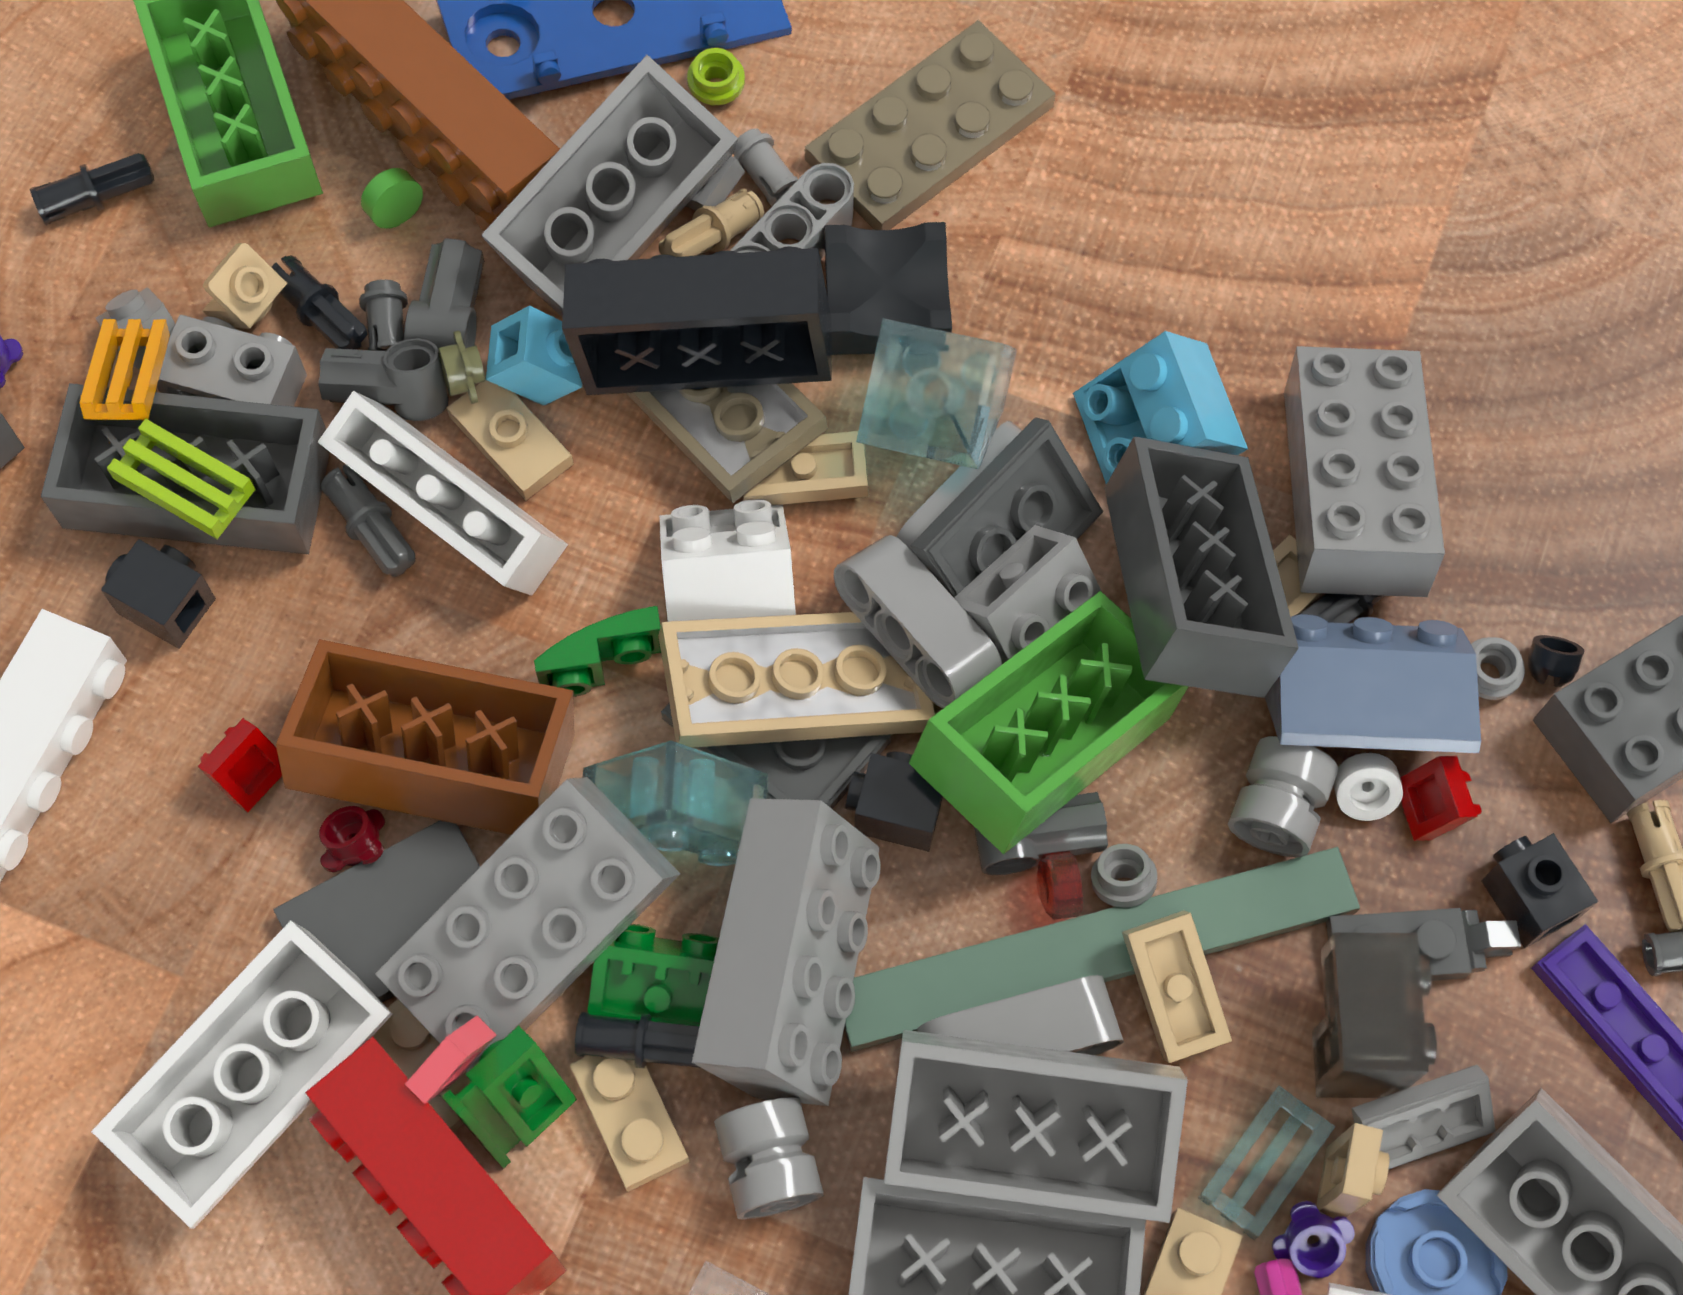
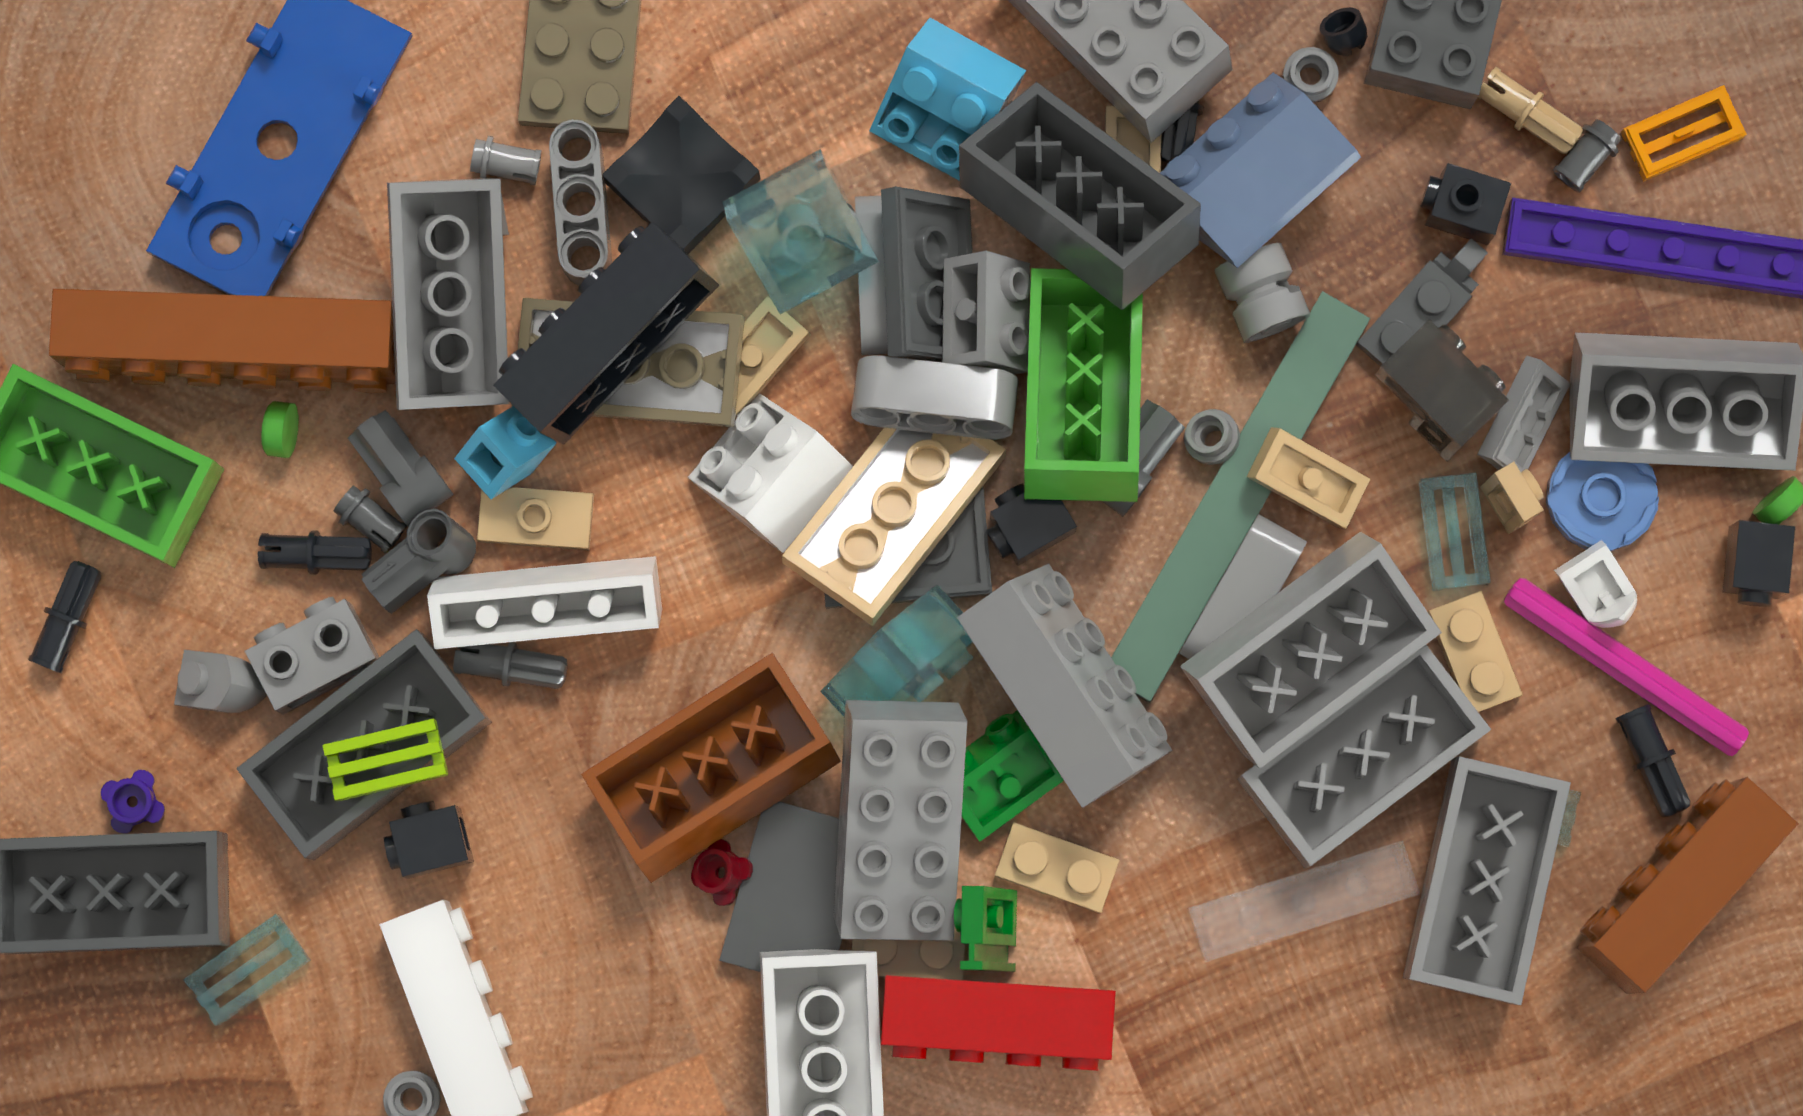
camera: 40 degrees left, 15 degrees up
(102, 362) = (236, 696): light orange tile -> none
(242, 288) = (262, 594): tan bracket -> none
(243, 765) = (605, 892): red tile -> none
(450, 1059) = (944, 943): coral tile -> none
(461, 367) = (467, 506): olive plate -> none
(578, 658) = (745, 624): green slope -> none
(636, 1040) = (1027, 820): black axle -> none
(714, 226) = (522, 245): tan axle -> none
(715, 64) = (394, 109): lime plate -> none
(768, 1158) = (1169, 815): light grey wheel -> none
(1060, 885) = (1179, 480): clear red tile -> none
(1320, 1257) = (1533, 562): dark purple plate -> none
(1368, 786) = (1307, 235): white tile -> none
(1437, 798) = (1355, 201): red tile -> none

